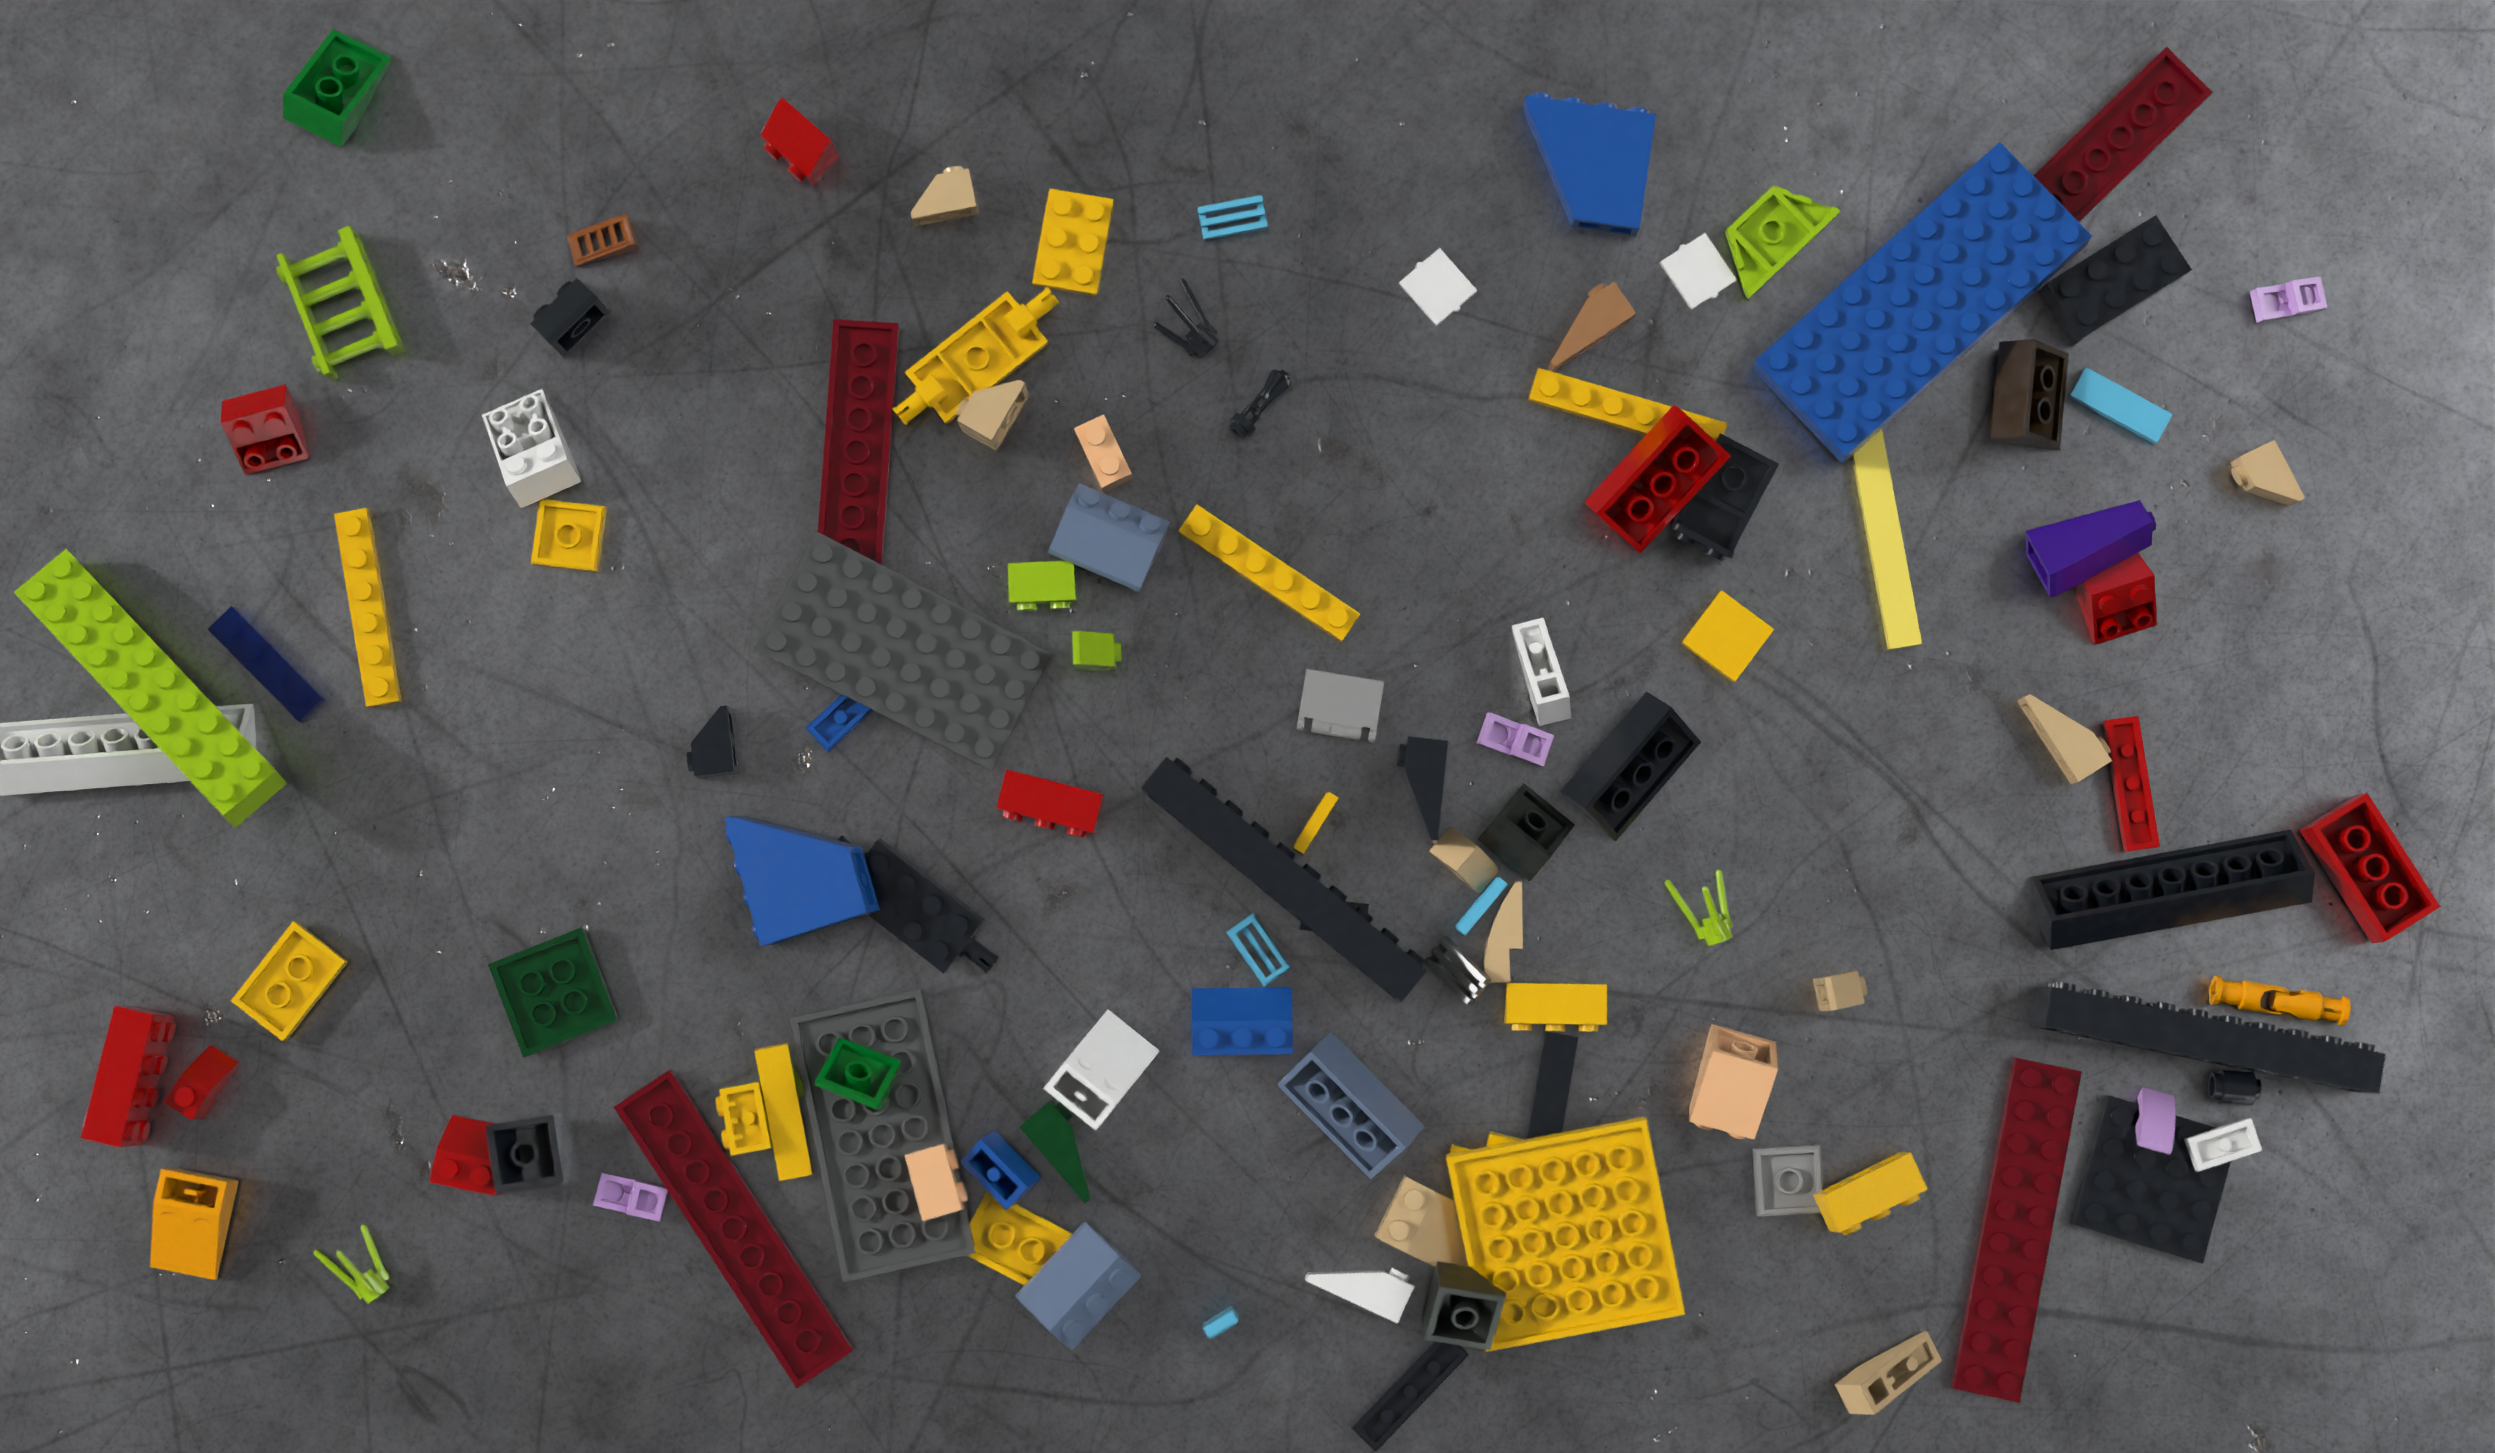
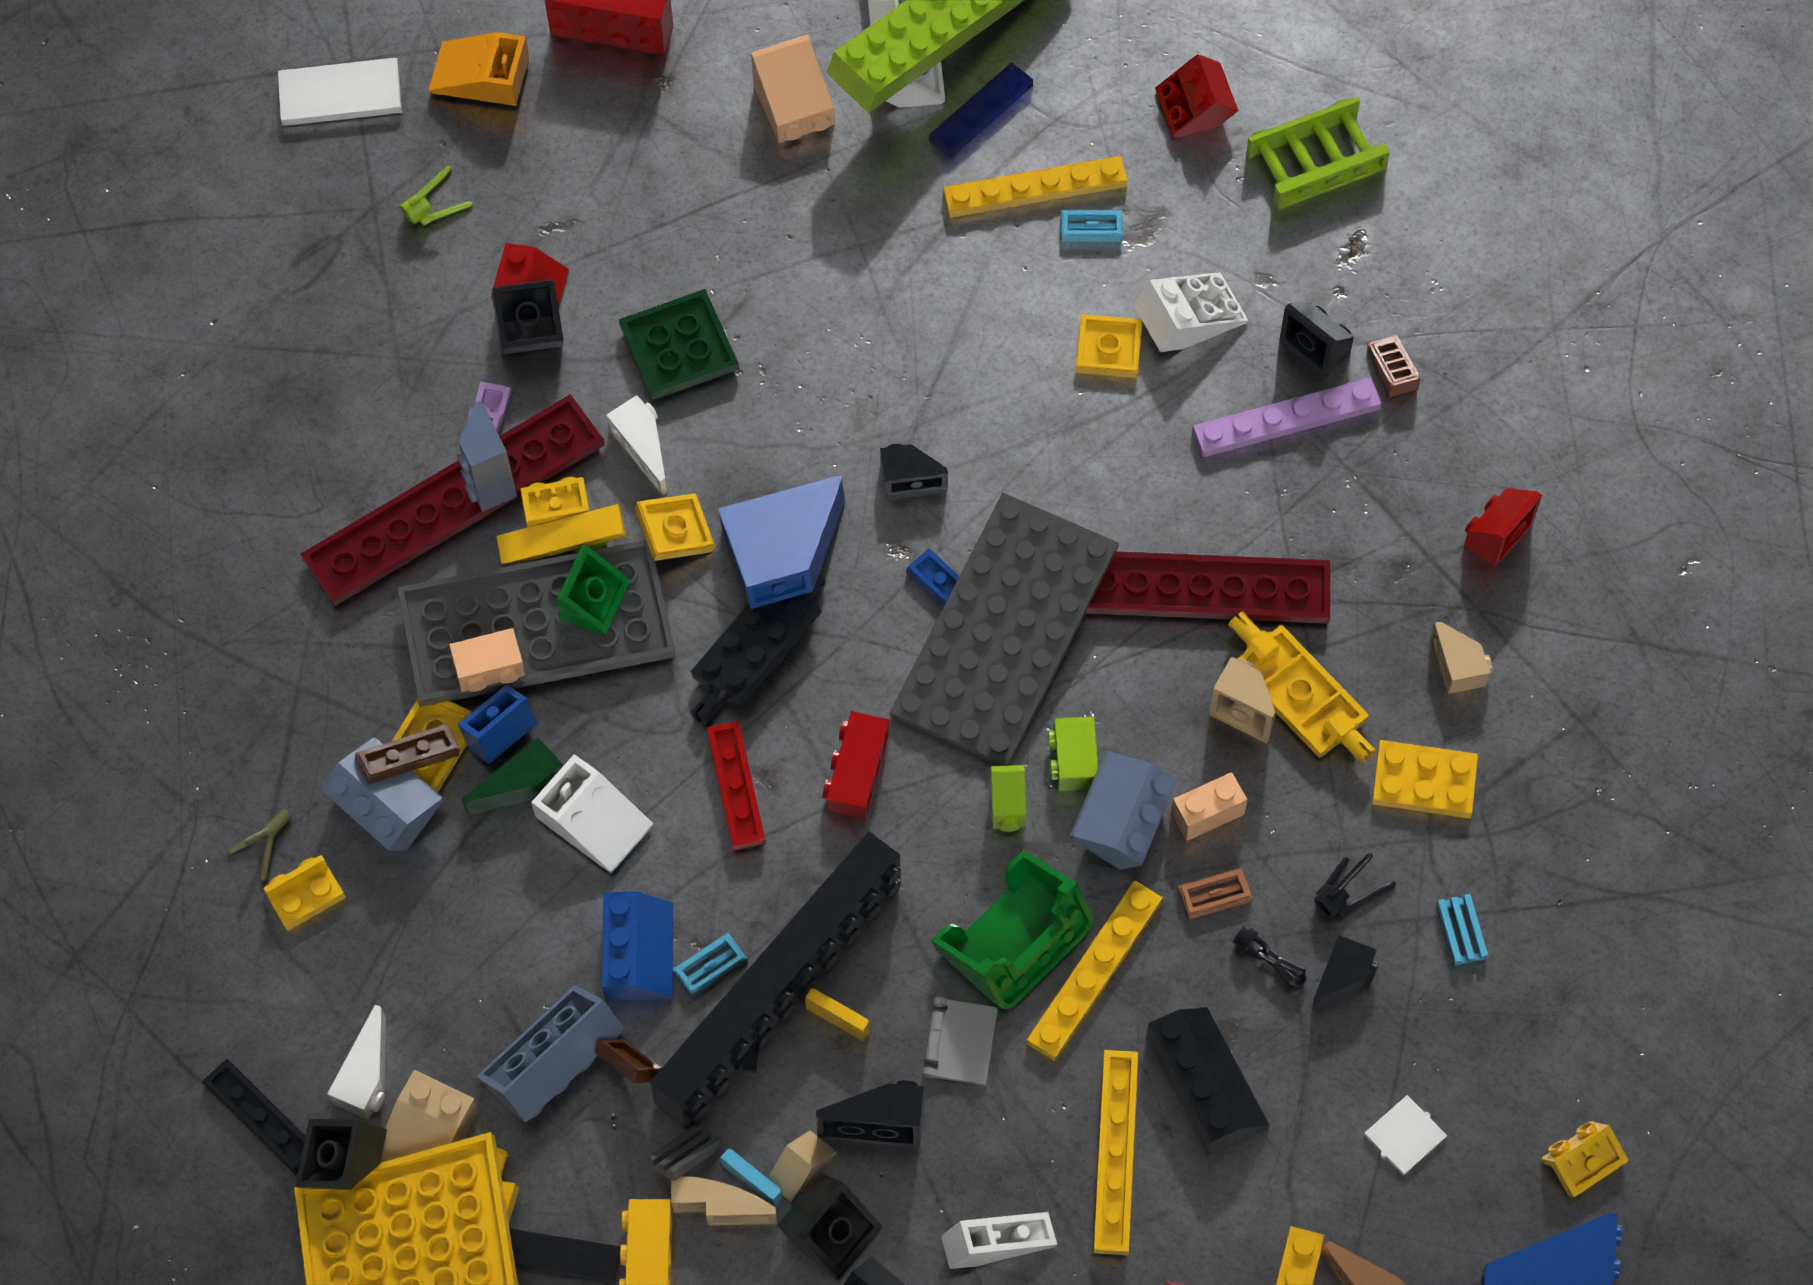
camera: 90 degrees right, 20 degrees down
(201, 1083) = (601, 71): red slope -> none
(211, 1381) = (339, 91): none -> white tile
(240, 869) = (792, 89): none -> light nougat slope
(289, 981) = (692, 136): yellow plate -> none
(335, 87) = (1520, 141): green slope -> none
(419, 575) = (1091, 230): none -> medium azure tile
(661, 354) = (1286, 417): none -> lavender plate
(665, 1031) = (636, 431): none -> white slope
(714, 1191) = (484, 461): none -> sand blue slope
(774, 992) = (674, 527): none -> yellow tile
(1037, 1261) = (407, 754): none -> reddish brown tile
(1068, 925) = (736, 785): none -> red plate
(1111, 1403) = (268, 833): none -> olive plant
(1177, 1360) = (303, 892): none -> yellow bracket
(1182, 426) = (1194, 912): none -> nougat tile
(1221, 1322) = (338, 925): medium azure tile -> none
(1232, 647) = (1020, 933): none -> green windscreen
(1277, 332) = (1346, 971): none -> black slope
(1369, 1025) = (627, 1060): none -> reddish brown tile
(1383, 469) = (1205, 1077): none -> black slope
(1455, 558) = (1116, 1153): none -> yellow plate
(1464, 121) = (1585, 1157): none -> yellow bracket
(1515, 739) = (927, 1215): lavender slope -> none

